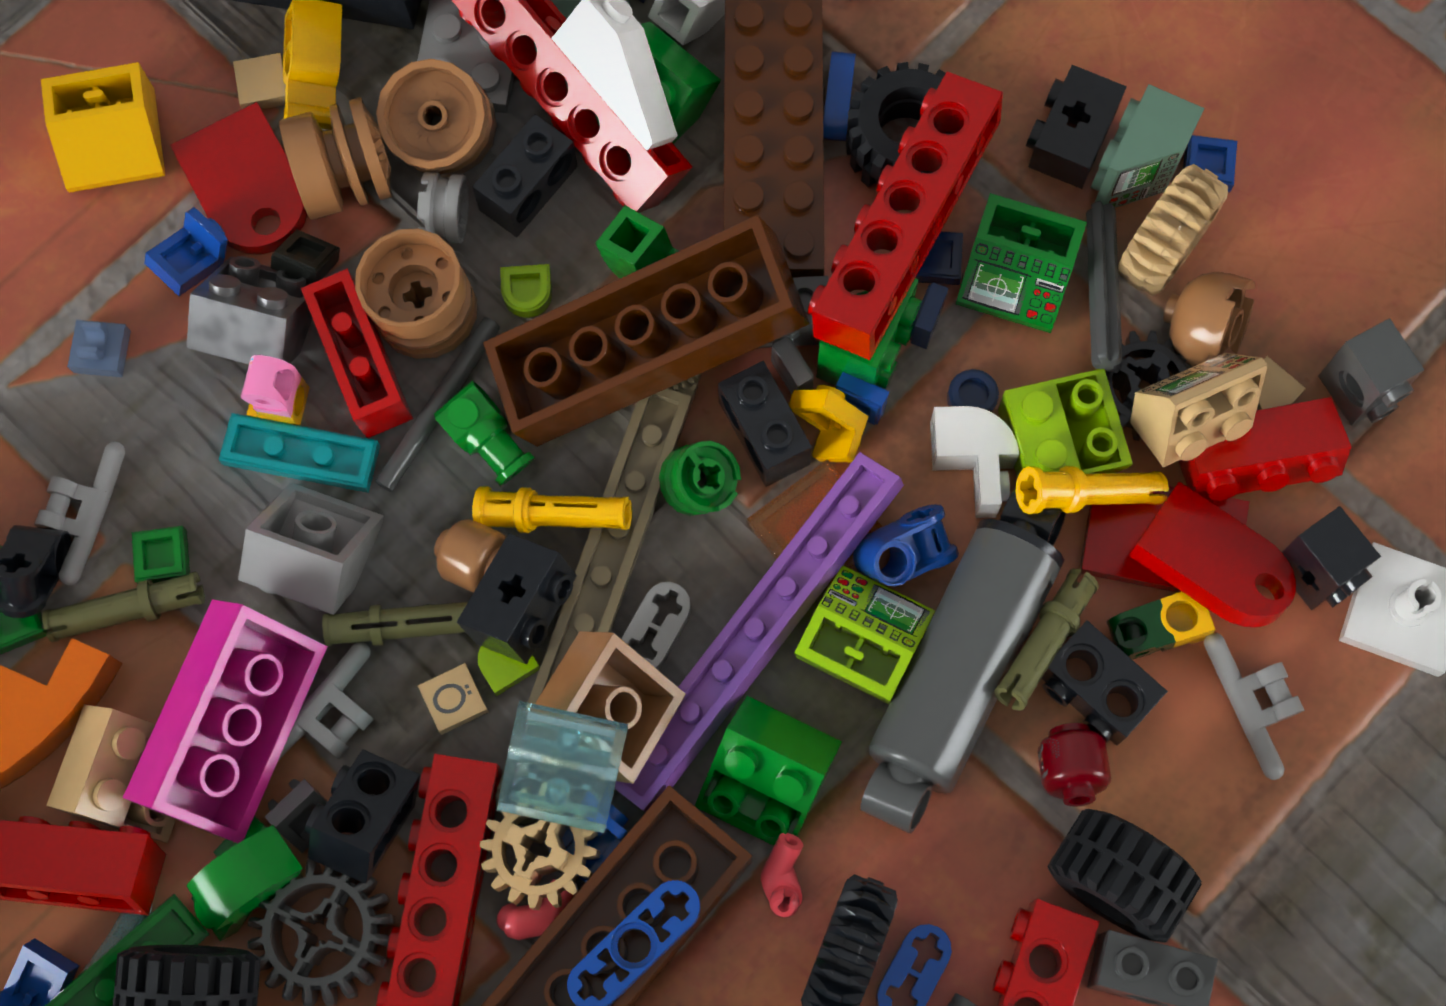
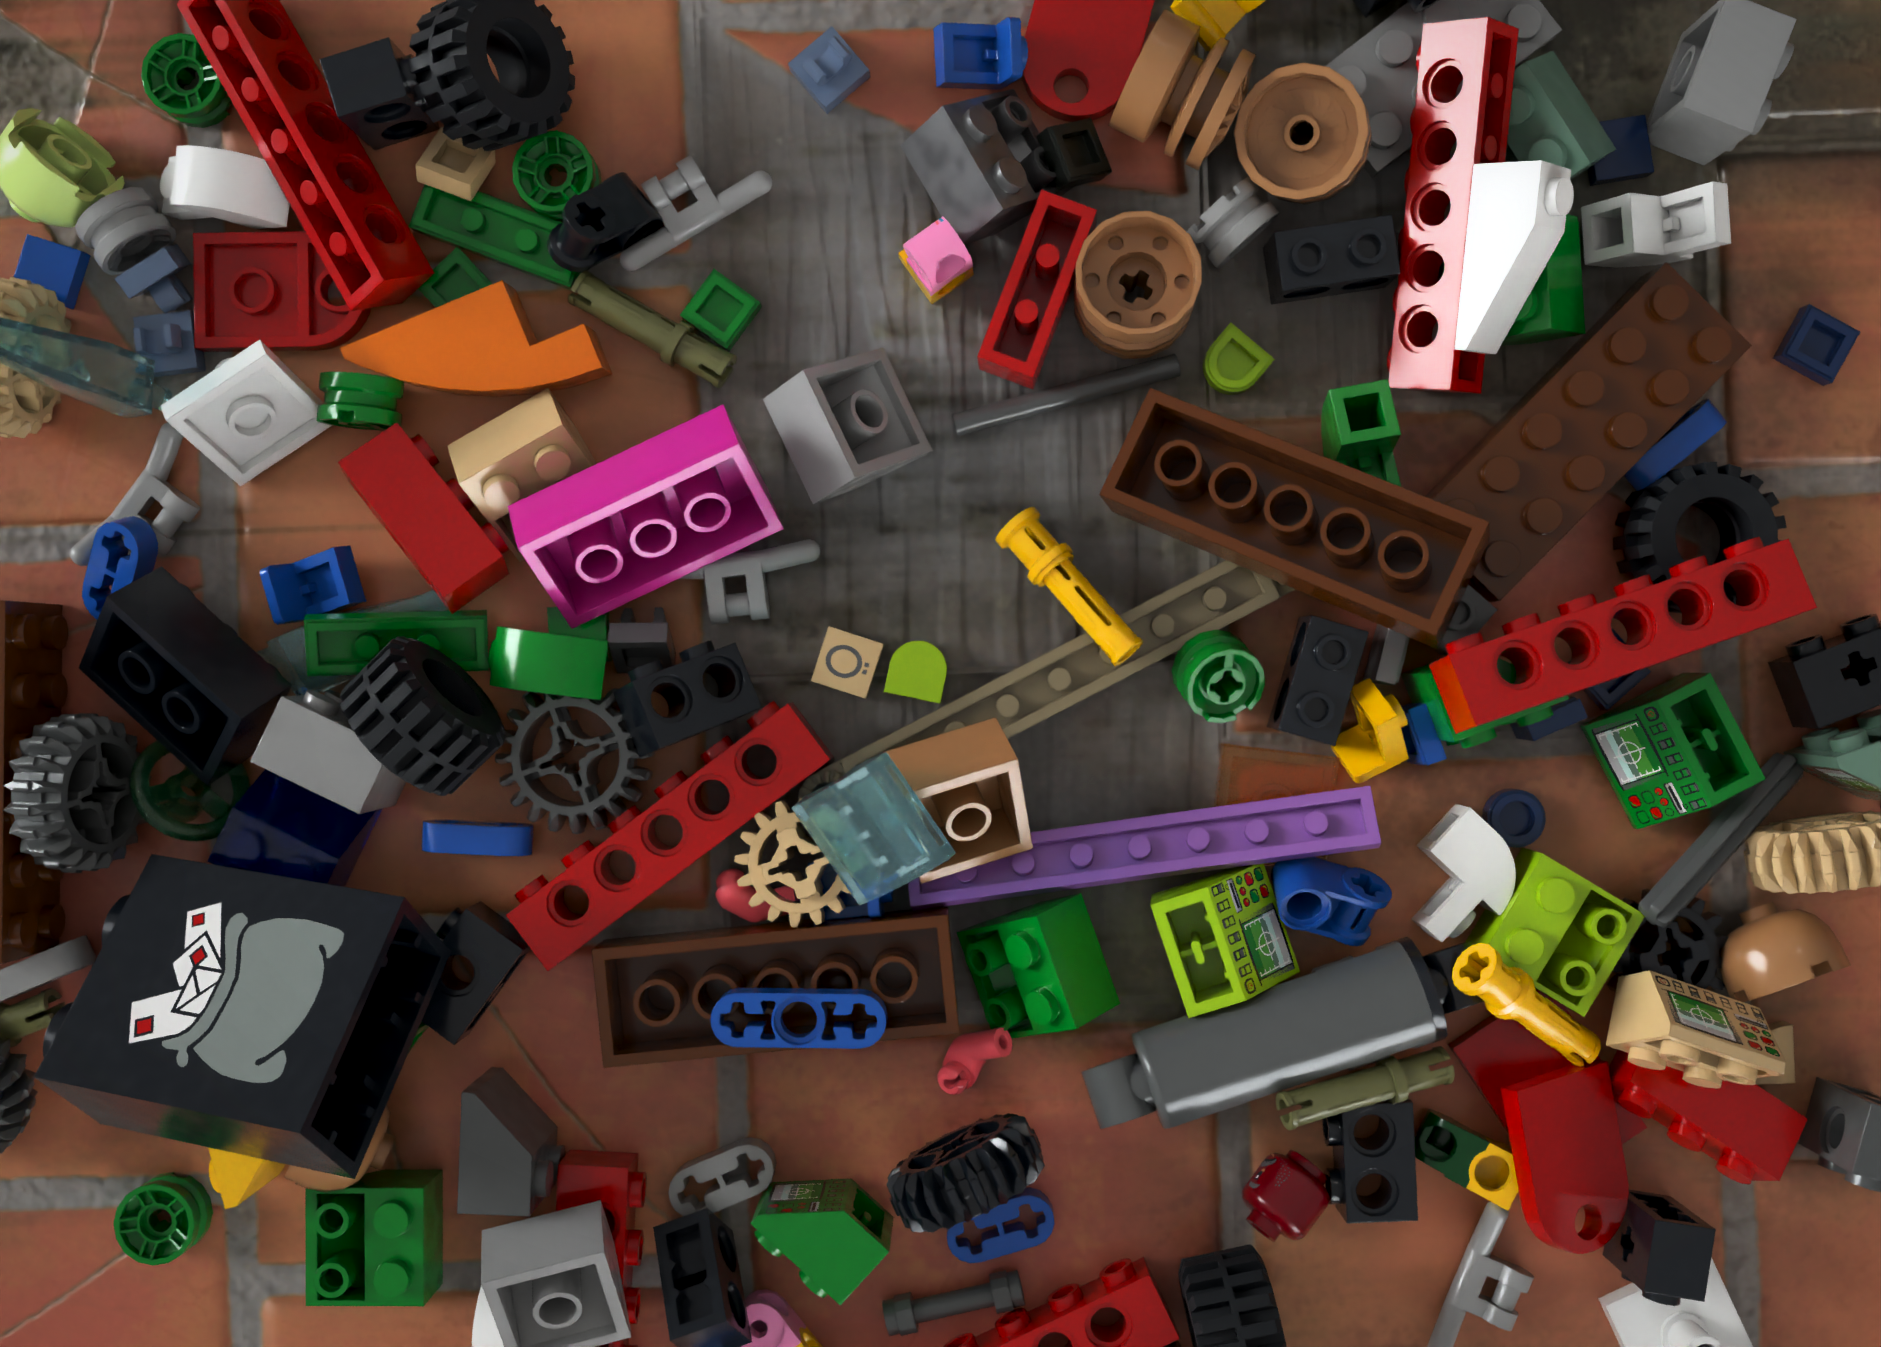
camera: 45 degrees right, 15 degrees up
(299, 452) = (913, 327): teal tile -> none
(340, 627) = (863, 560): olive pin -> none
(466, 552) = (971, 562): medium nougat head -> none
(480, 428) = (1078, 452): green connector -> none
(517, 598) = (991, 616): black brick -> none
(671, 628) = (1068, 775): light grey beam -> none

